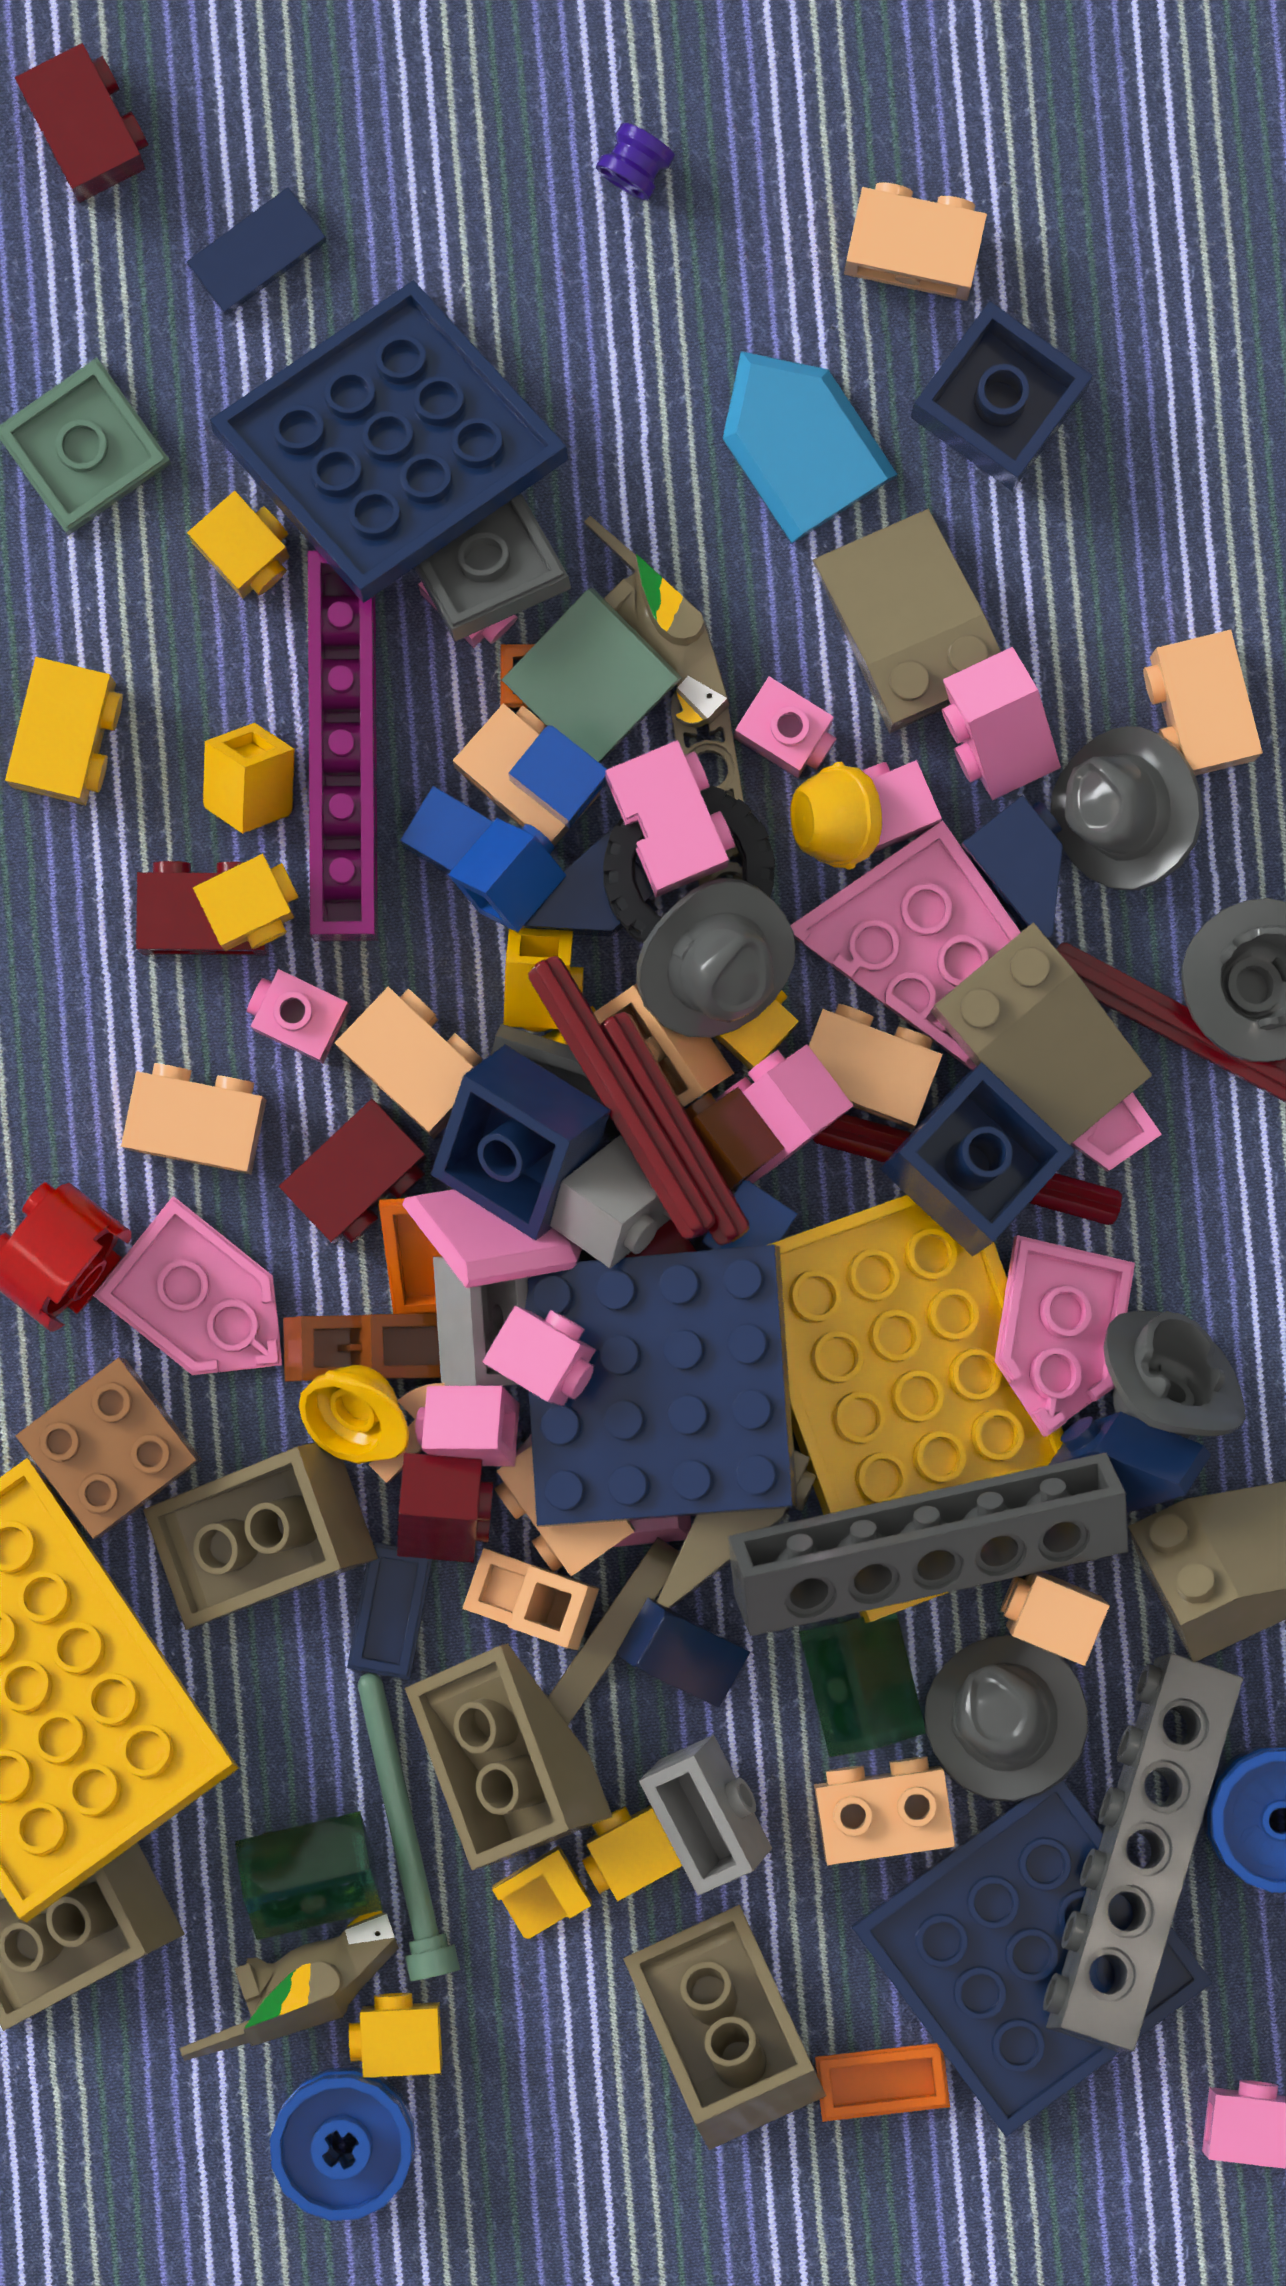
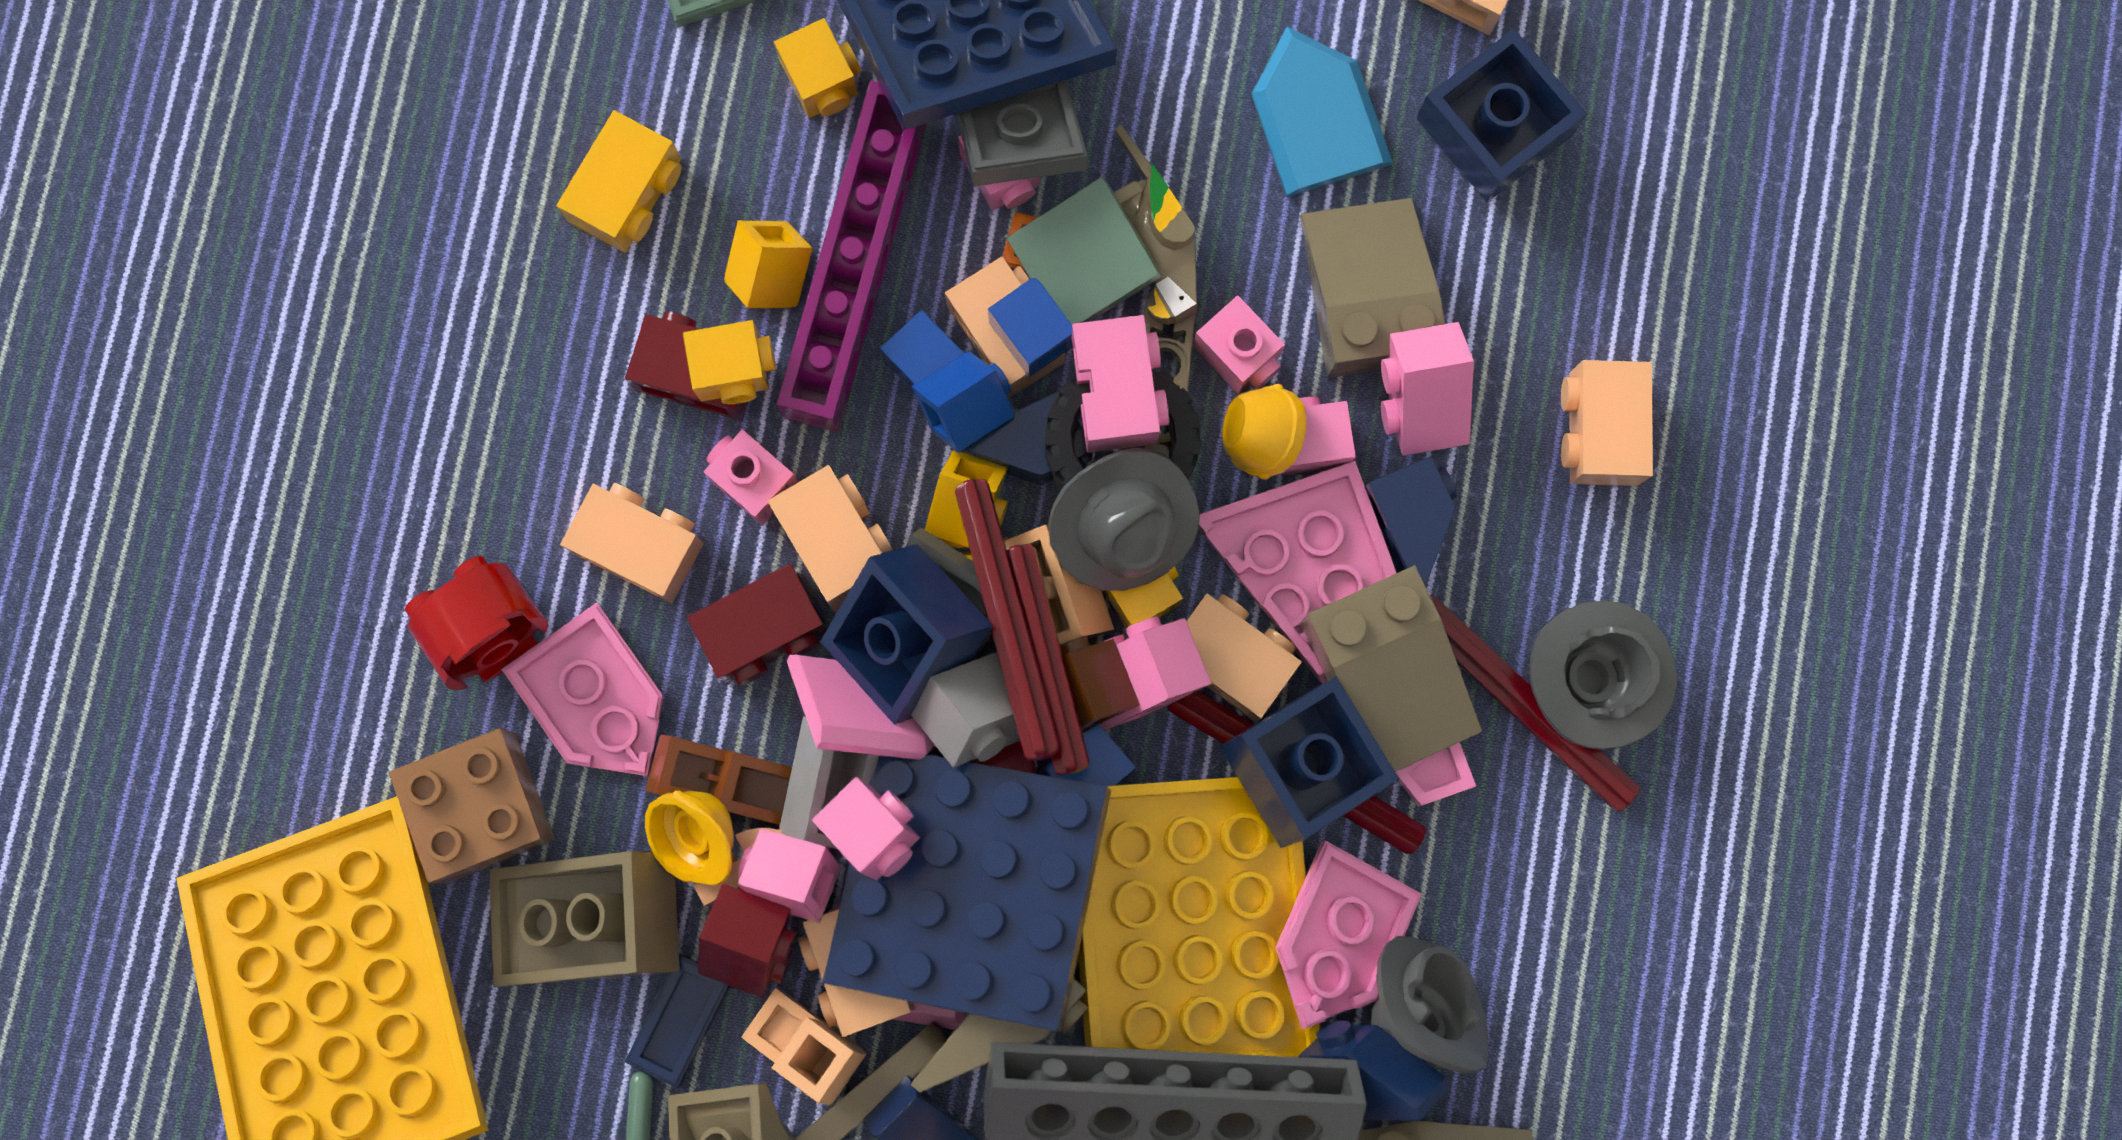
camera: 15 degrees right, 5 degrees down
(408, 1260) = (781, 714): orange tile -> none
(1128, 808) = (1520, 494): dark grey hat -> none

